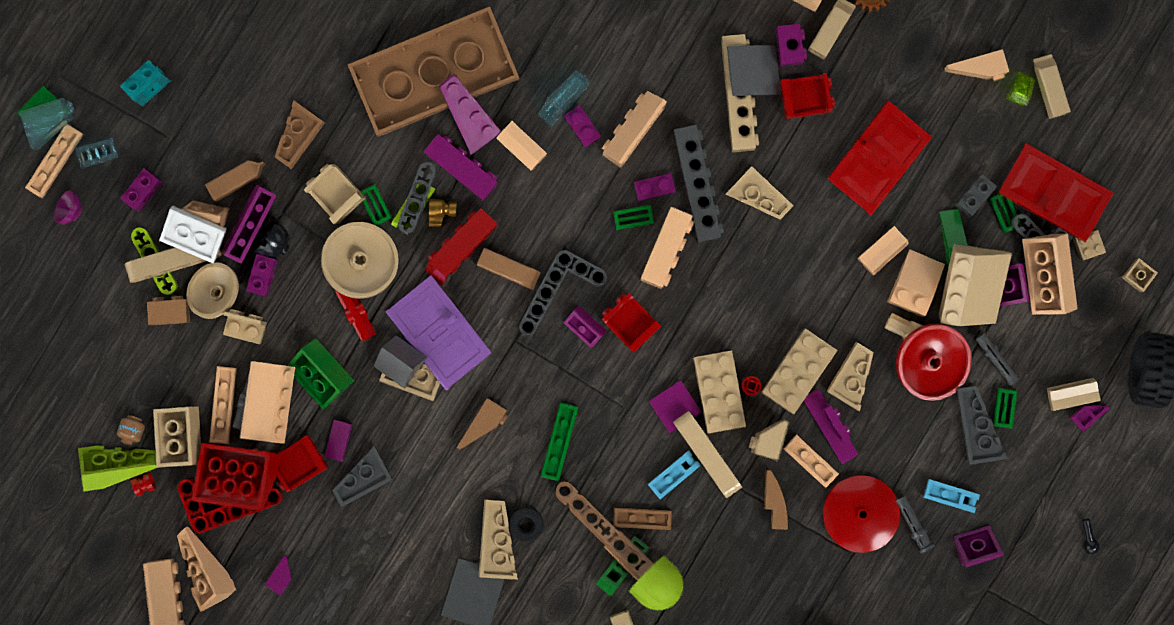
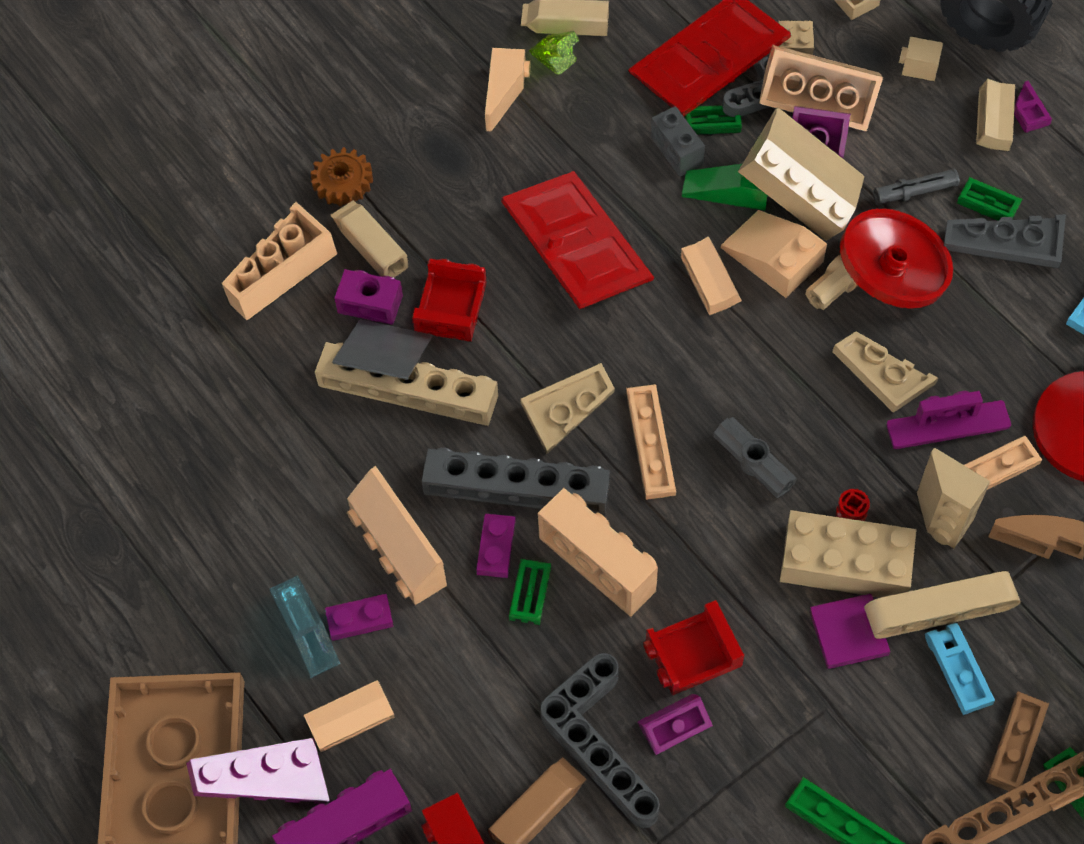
camera: 70 degrees left, 25 degrees down
(755, 253) = (650, 442): none -> light nougat tile
(770, 307) = (767, 469): none -> dark grey piece
(798, 371) = (852, 435): tan brick -> none
(1101, 333) = (921, 58): none -> tan brick

